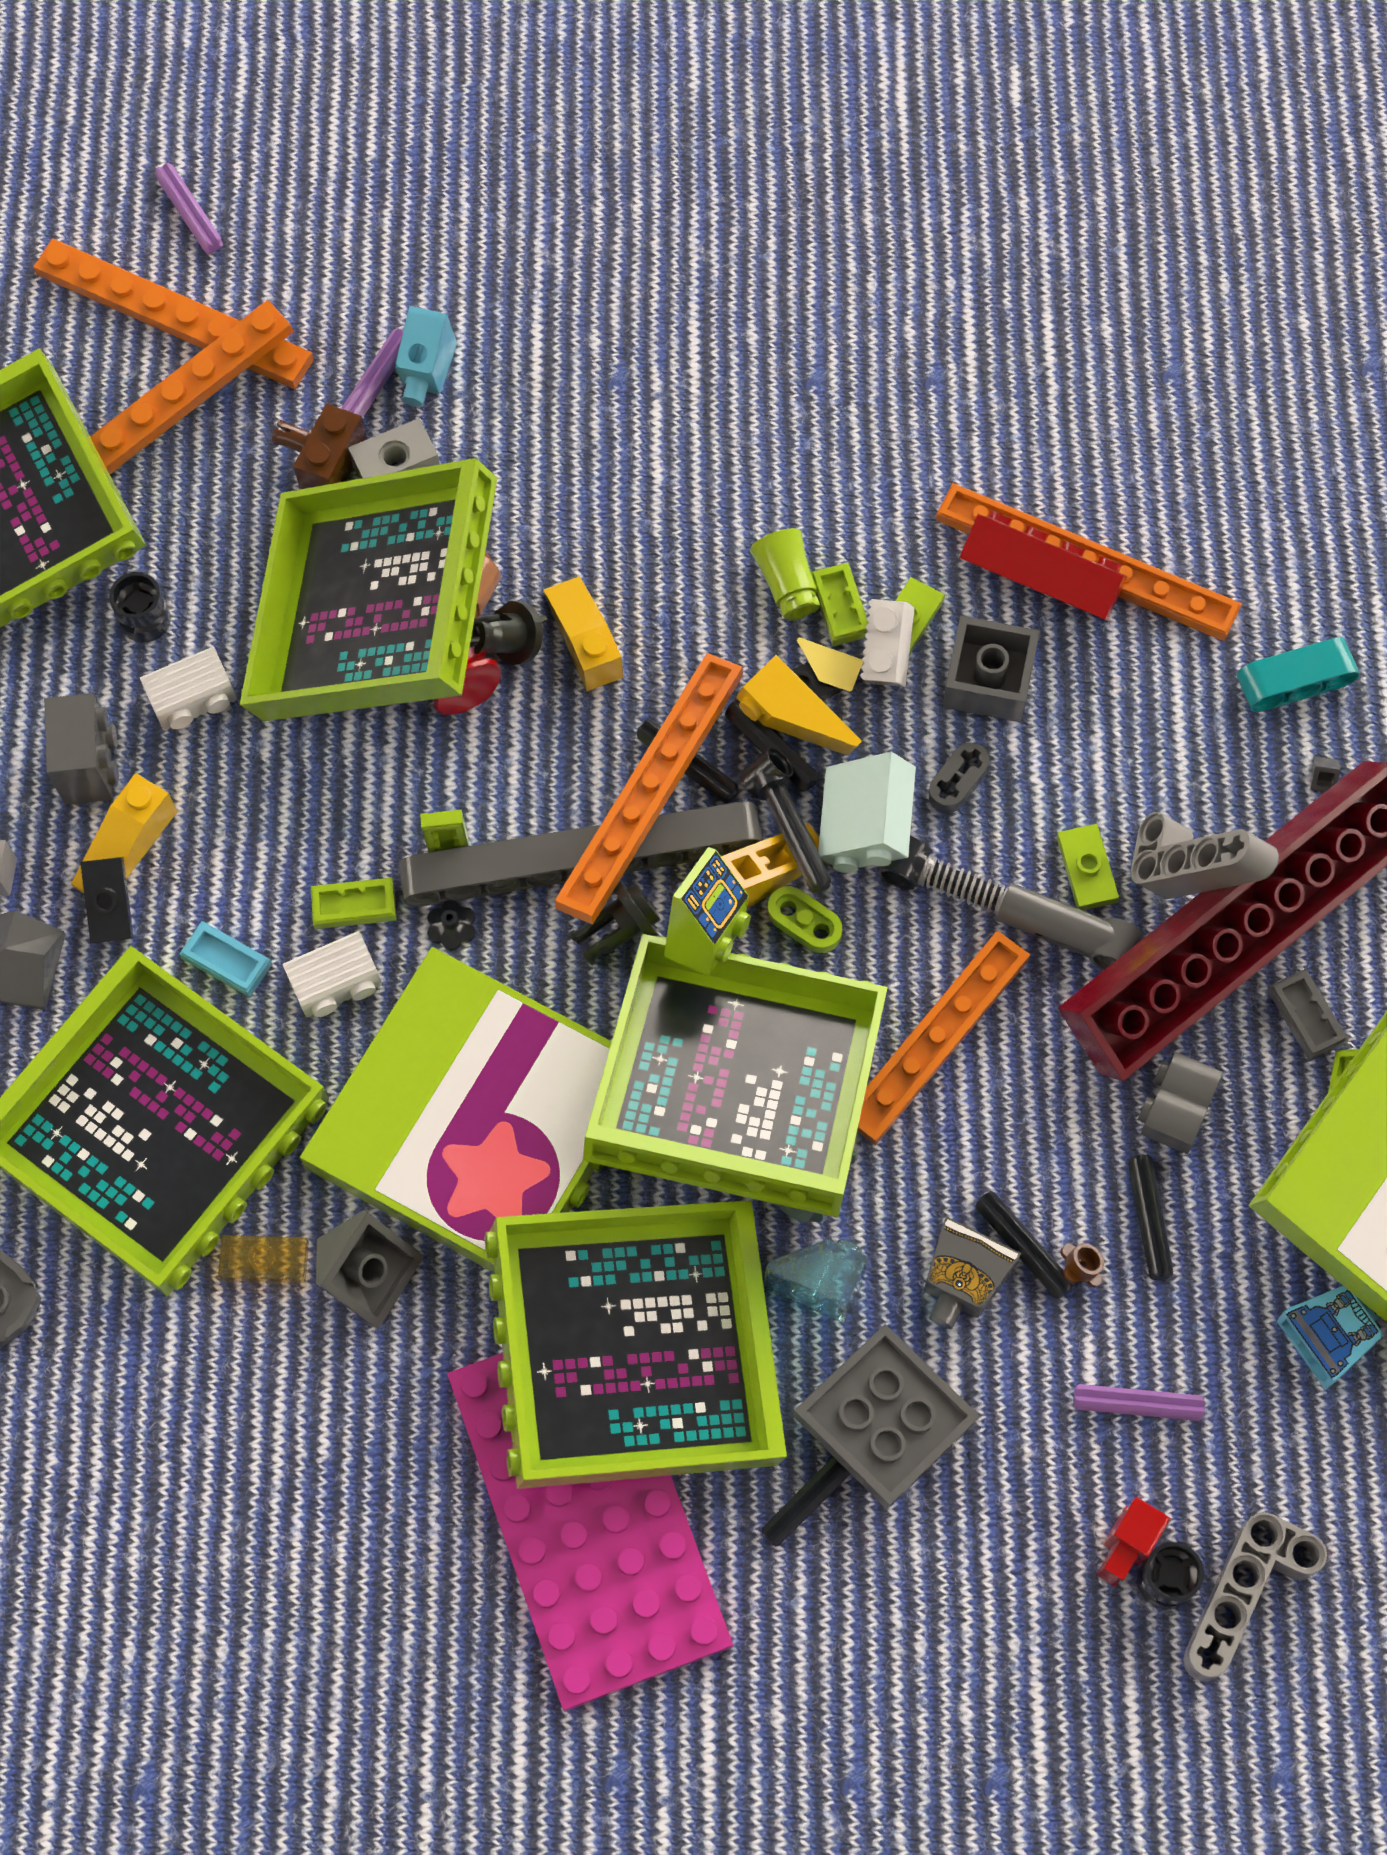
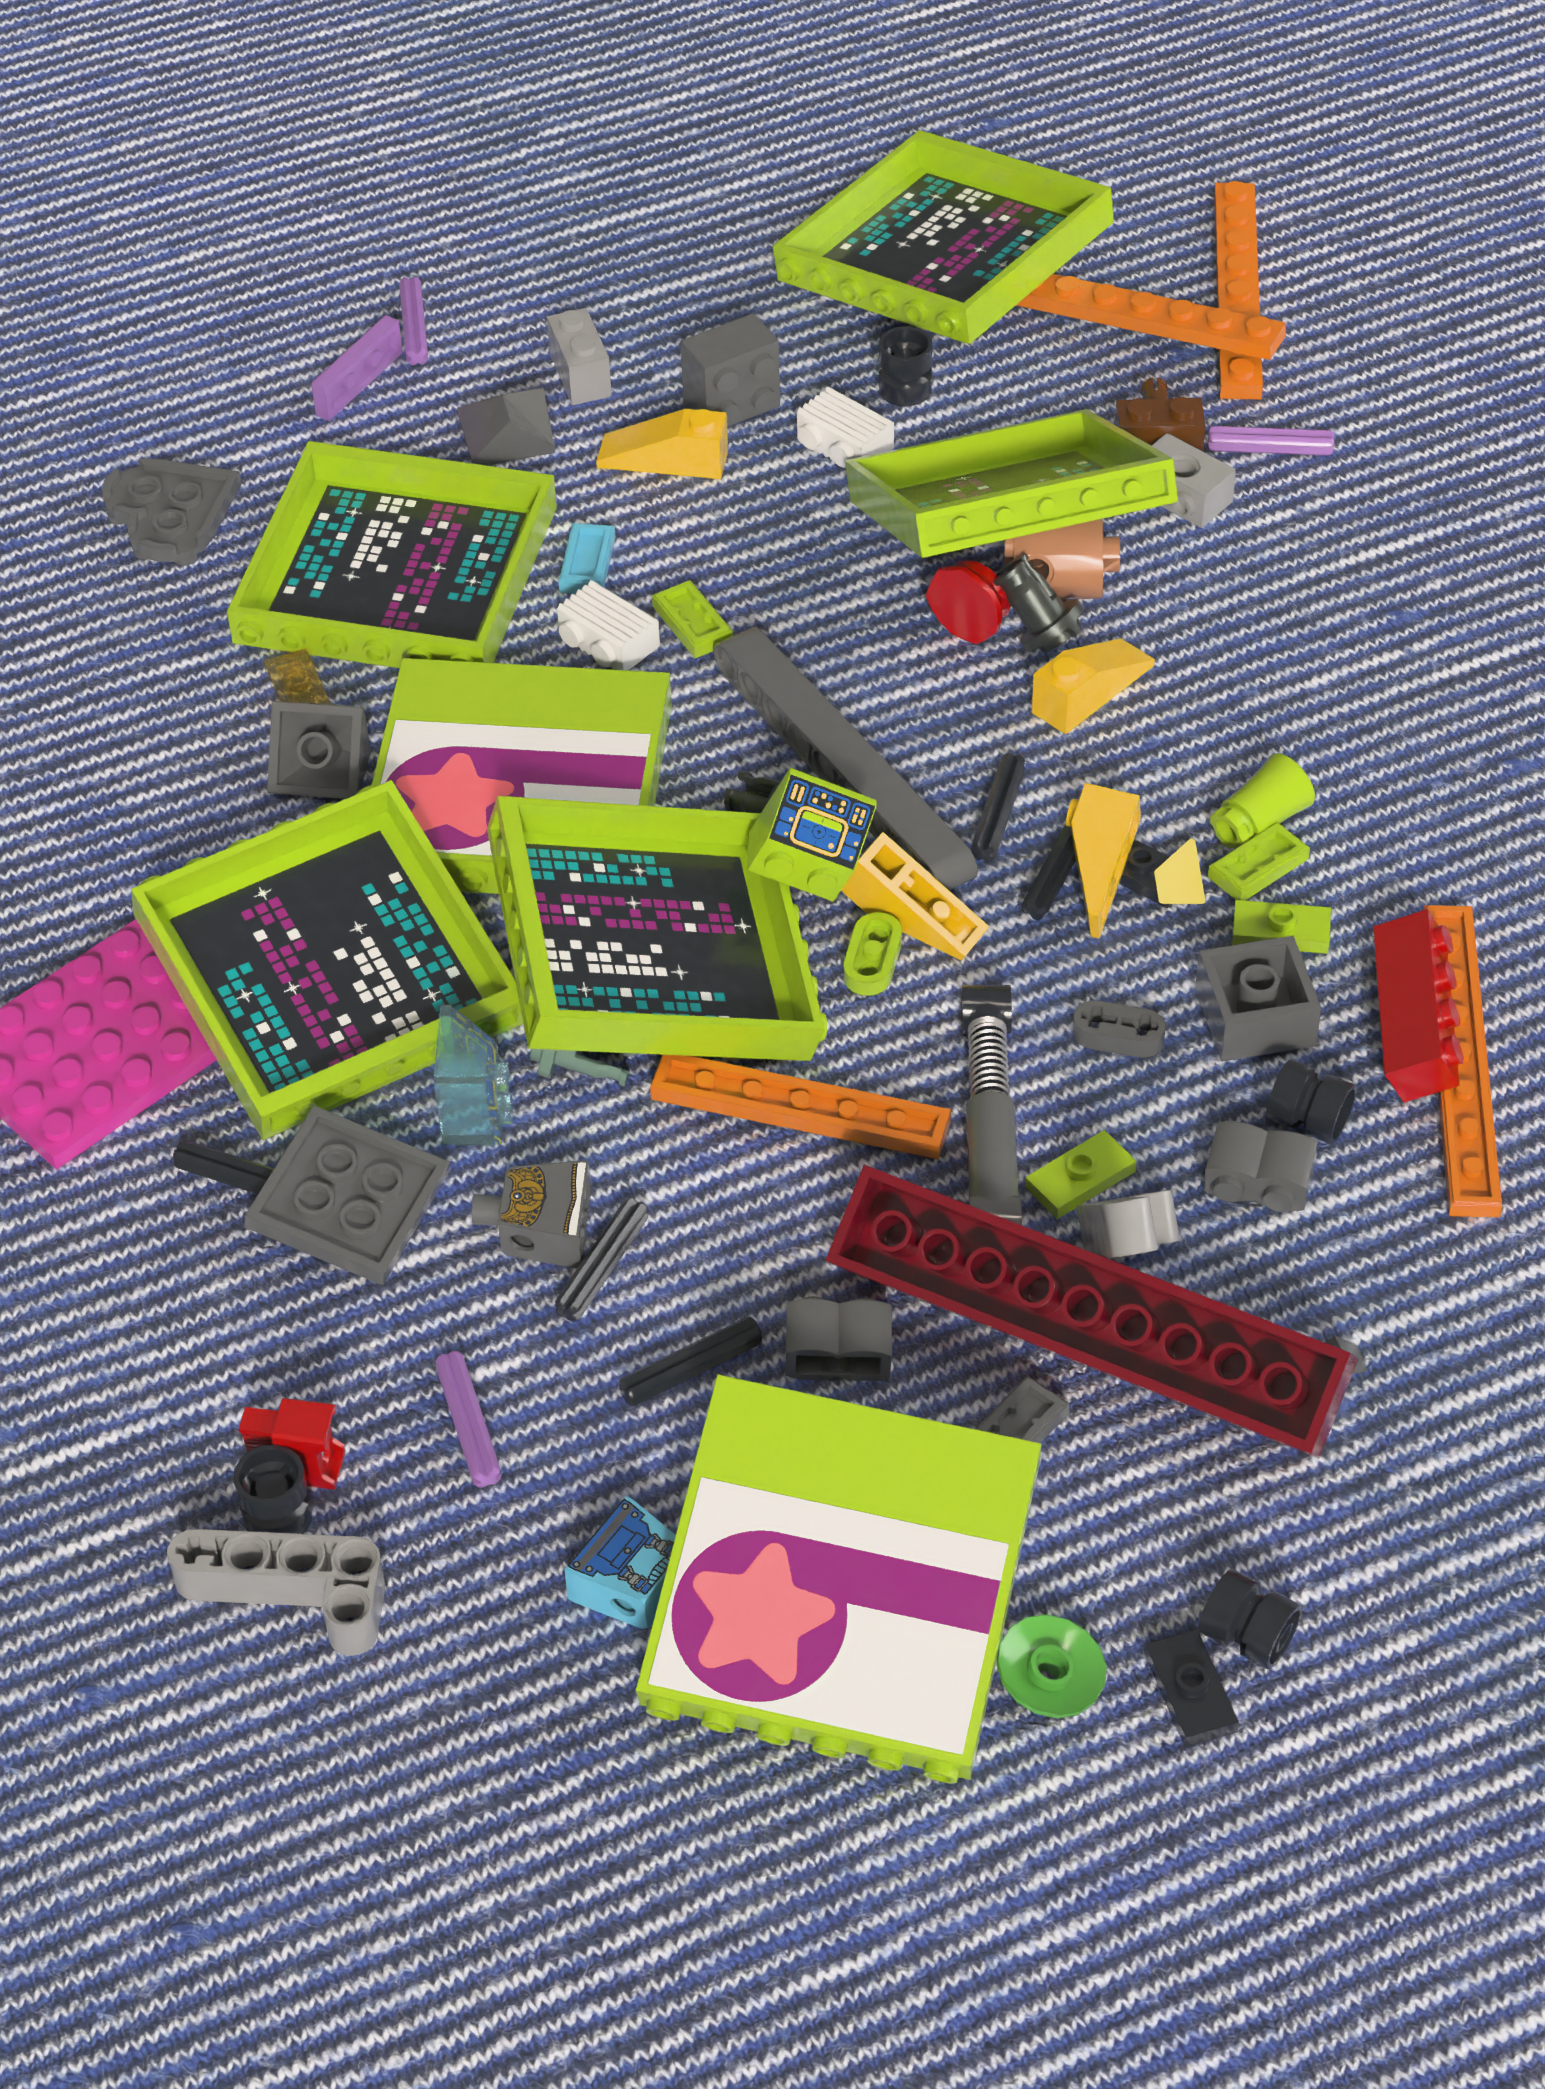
camera: 65 degrees right, 20 degrees down
(106, 900) = (596, 453): black plate -> none
(188, 208) = (1357, 257): medium lavender axle -> none
(424, 354) = (1312, 452): medium azure torso -> none
(444, 830) = (795, 634): lime plate -> none
(451, 932) = (714, 701): black plant -> none
(648, 789) = (927, 763): orange plate -> none
(769, 781) = (1005, 869): black axle -> none
(867, 812) = (1015, 945): light aqua brick -> none
(887, 642) = (1226, 897): white brick -> none
(1082, 1264) = (611, 1303): reddish brown plate -> none
(1105, 677) = (1304, 1099): none -> black wheel
(1143, 742) = (1260, 1166): none -> dark grey brick
(1298, 674) = (1444, 1284): teal beam -> none

